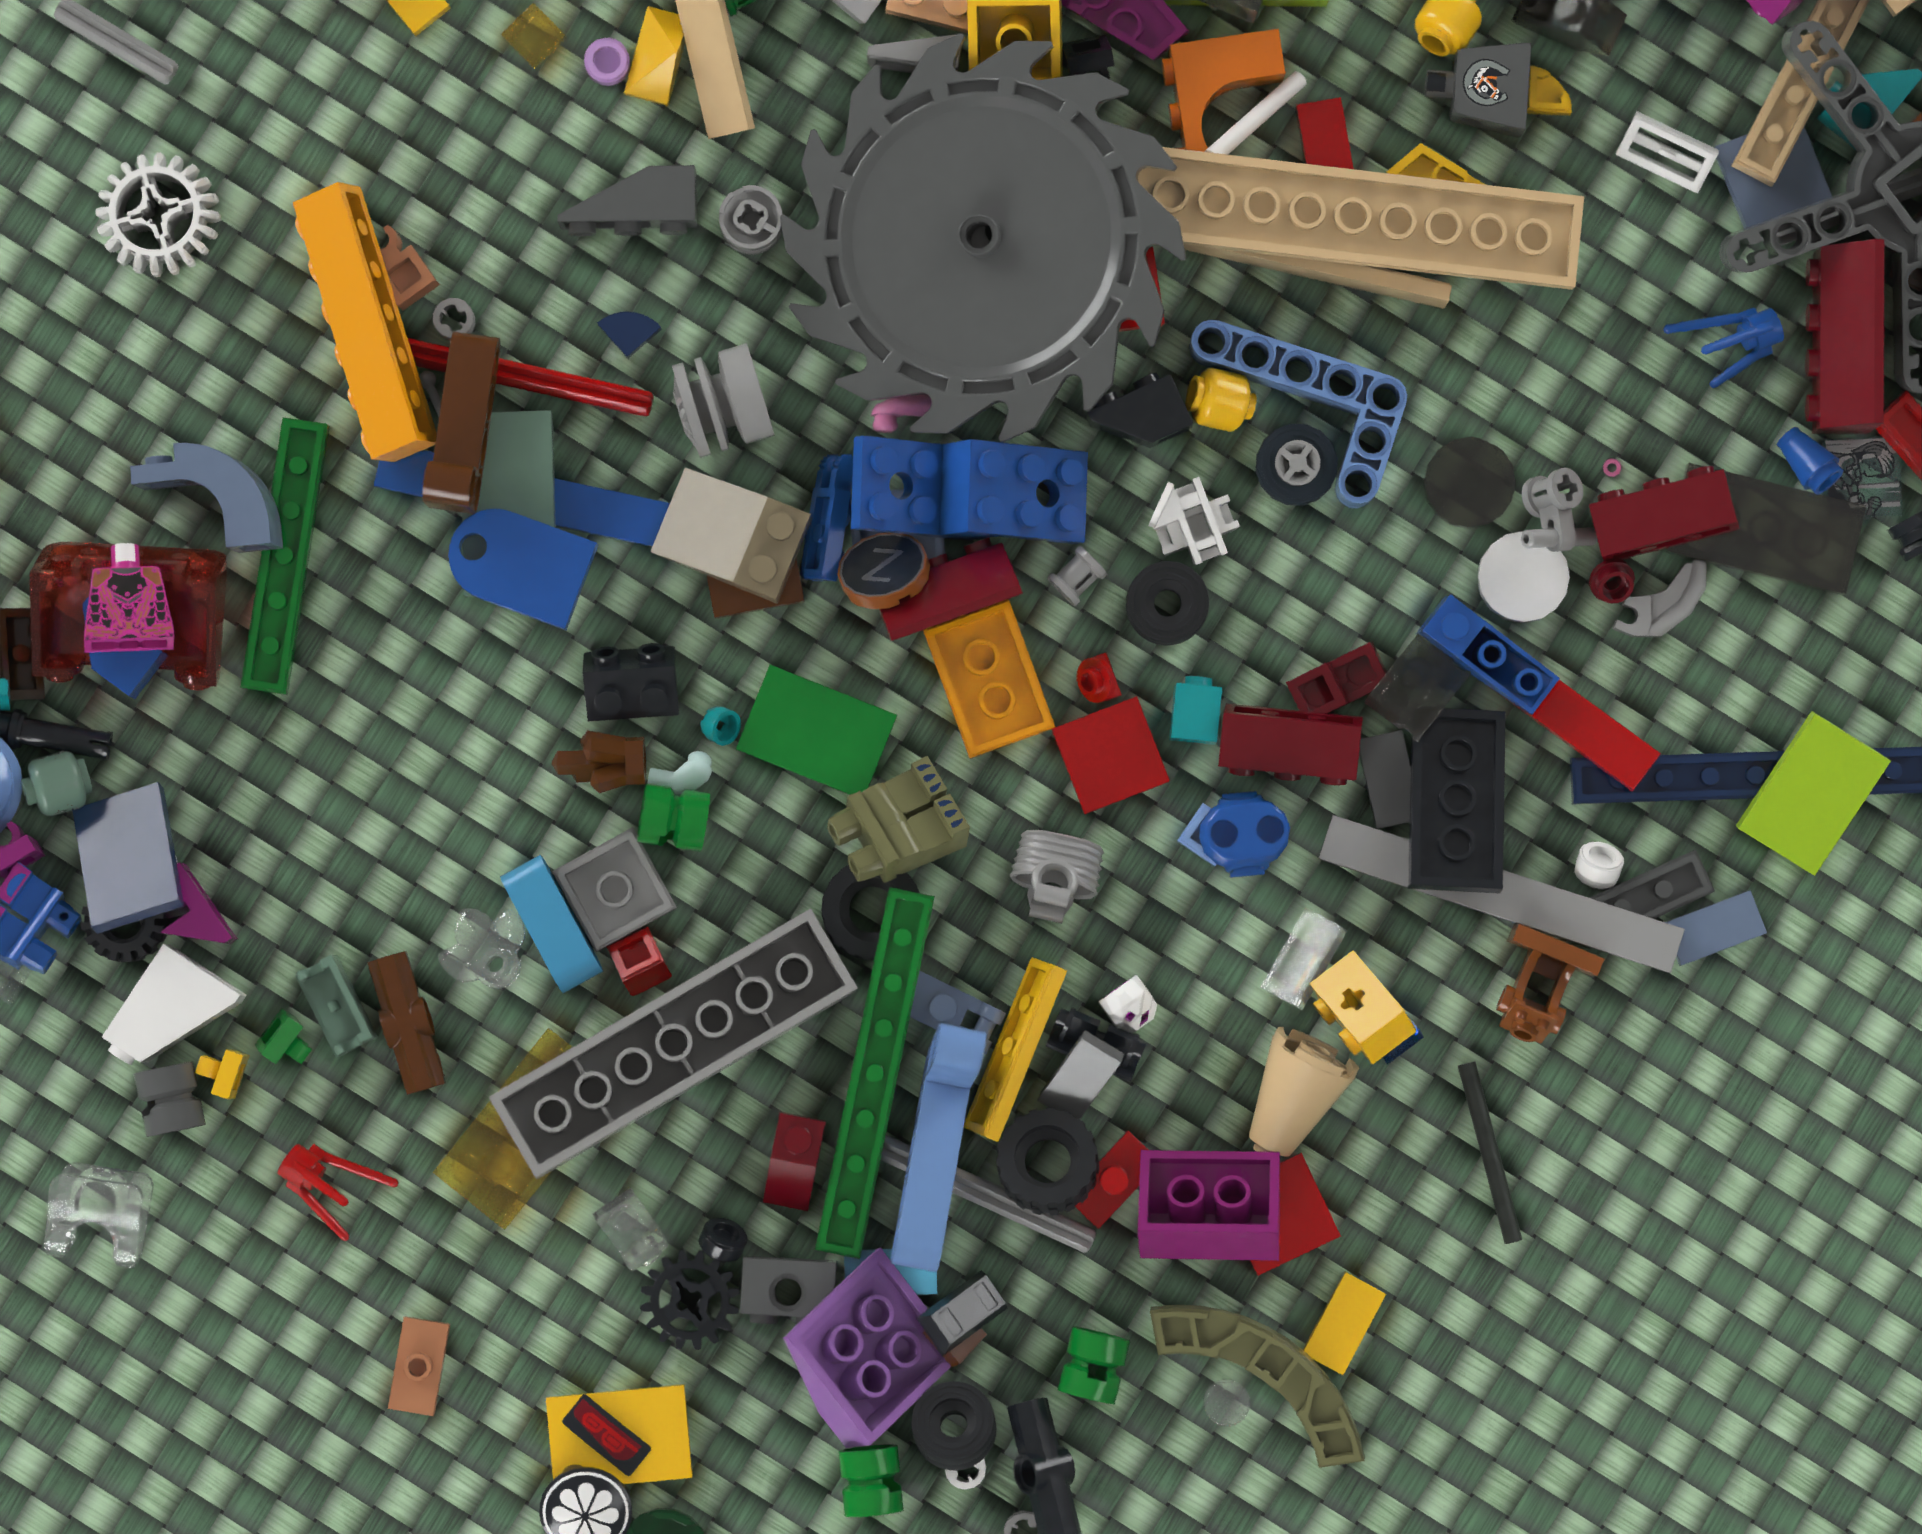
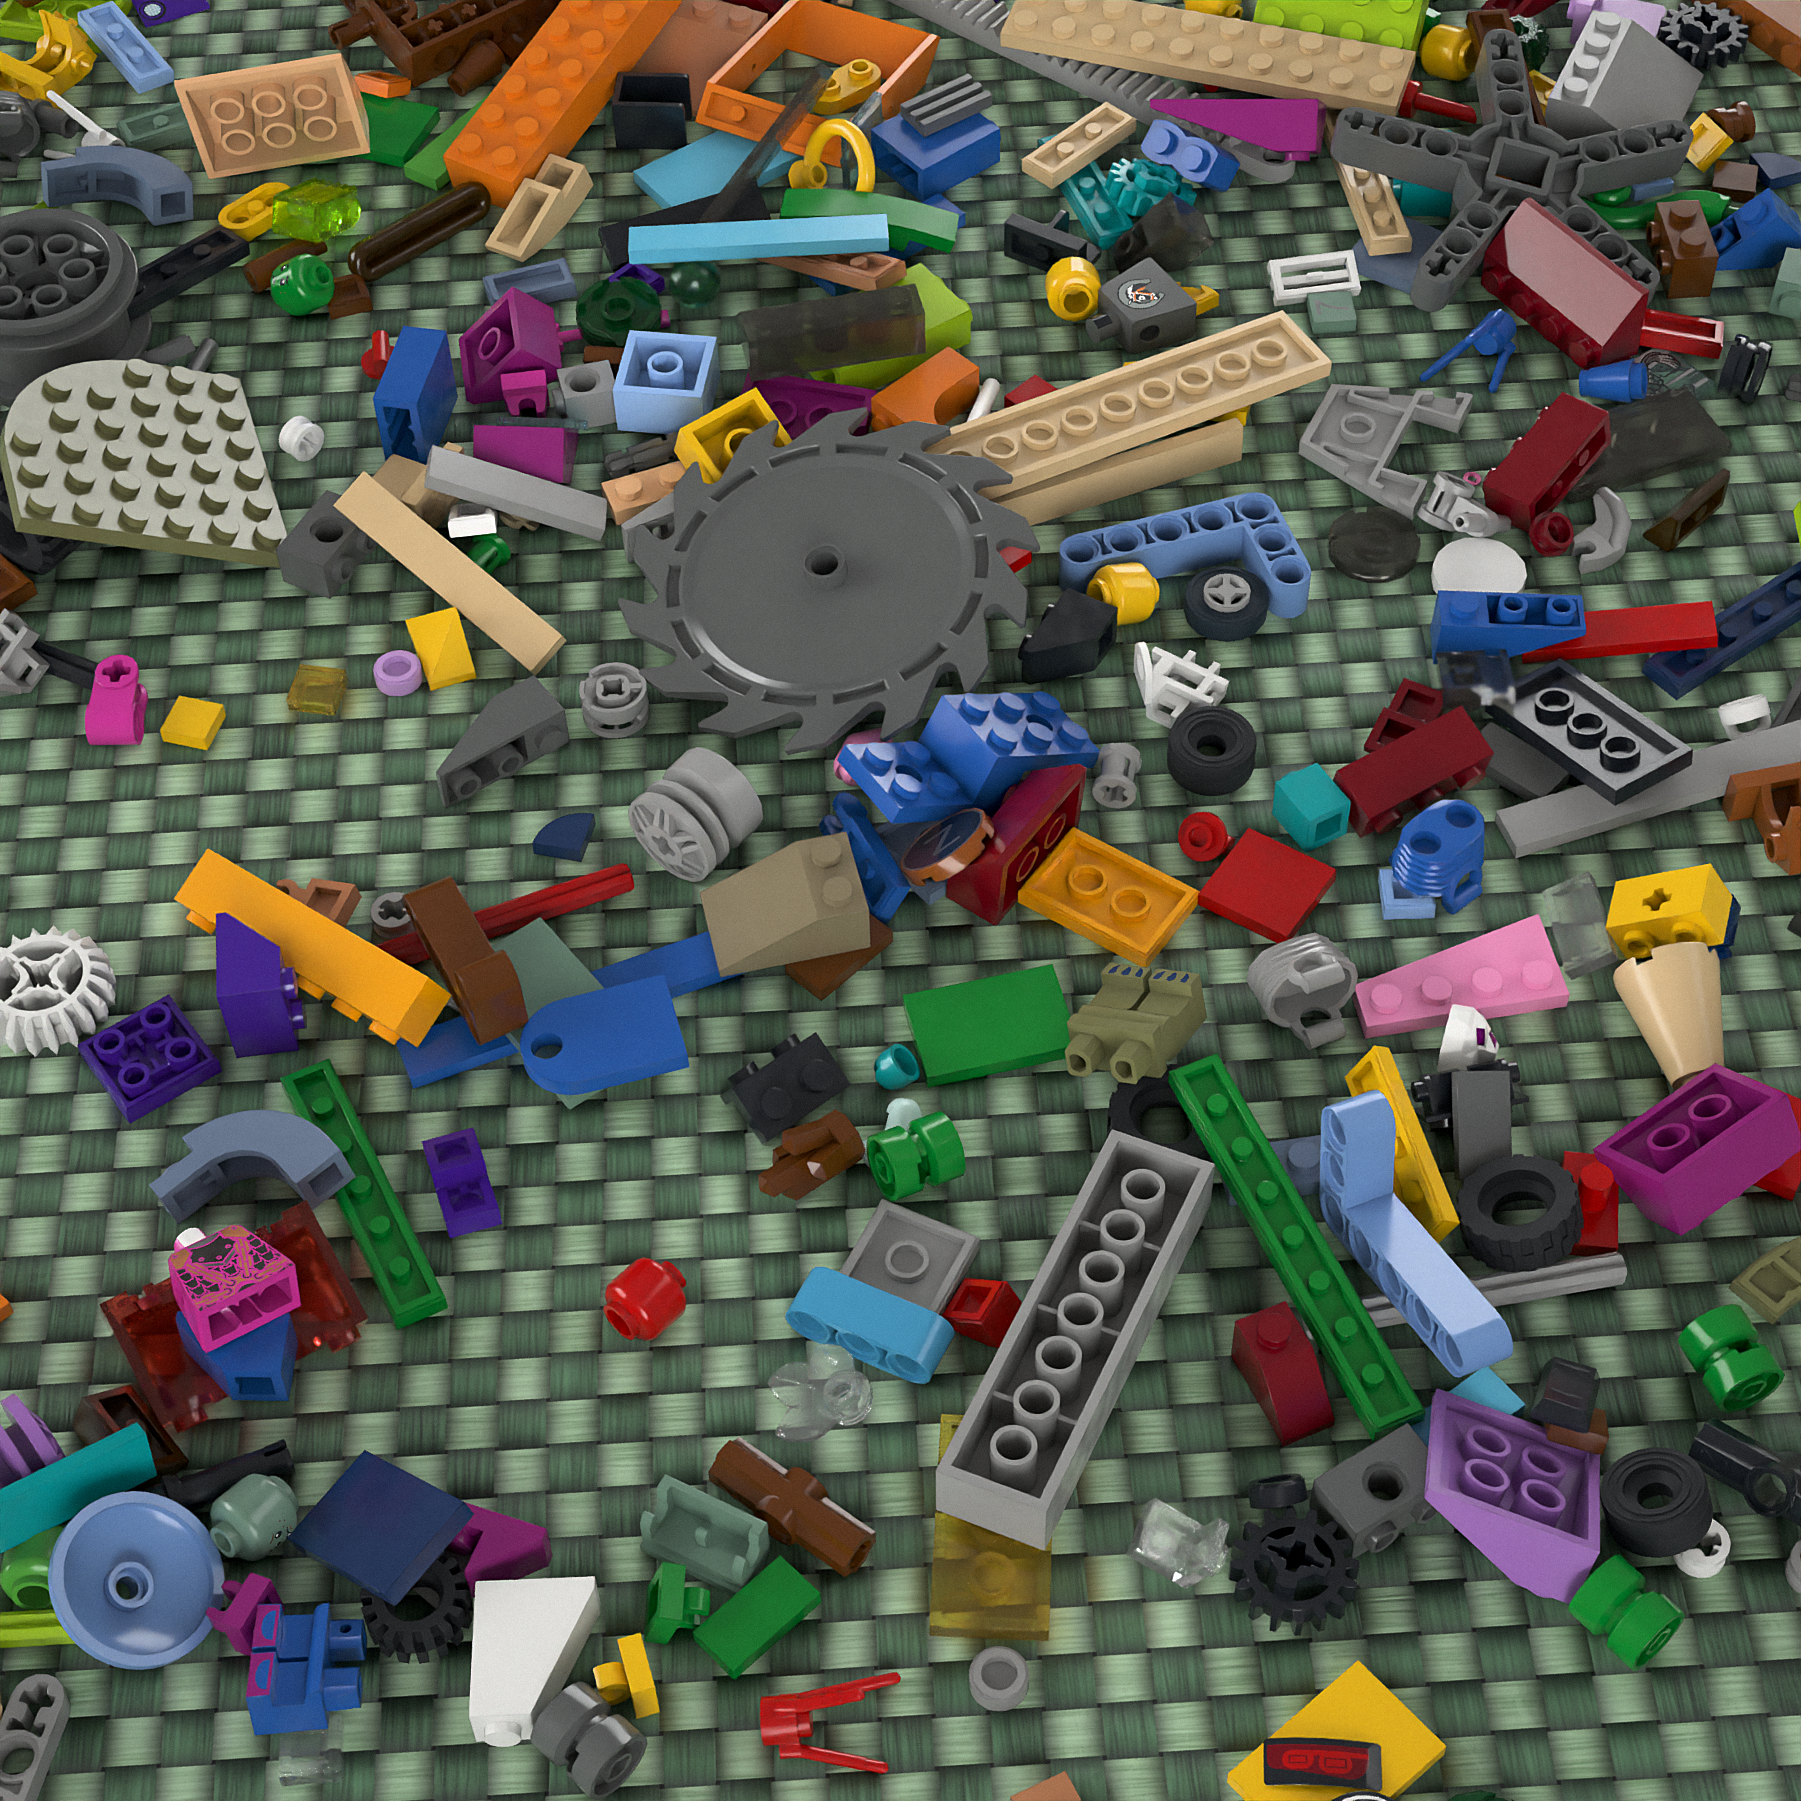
camera: 30 degrees left, 35 degrees down
(203, 326) = (149, 1058): none -> dark purple tile
(299, 337) = (256, 991): none -> dark purple slope
(335, 1081) = (757, 1617): none -> green tile
(356, 600) = (461, 1182): none -> dark purple slope
(416, 794) = (645, 1299): none -> red head
(456, 1231) = (999, 1678): none -> light grey tile
(1192, 945) = (1495, 973): none -> bright pink wing
(1556, 359) = (1361, 431): none -> light grey wing
(1652, 200) = (1331, 312): none -> sand green tile
(1744, 633) = (1689, 512): none -> dark brown slope

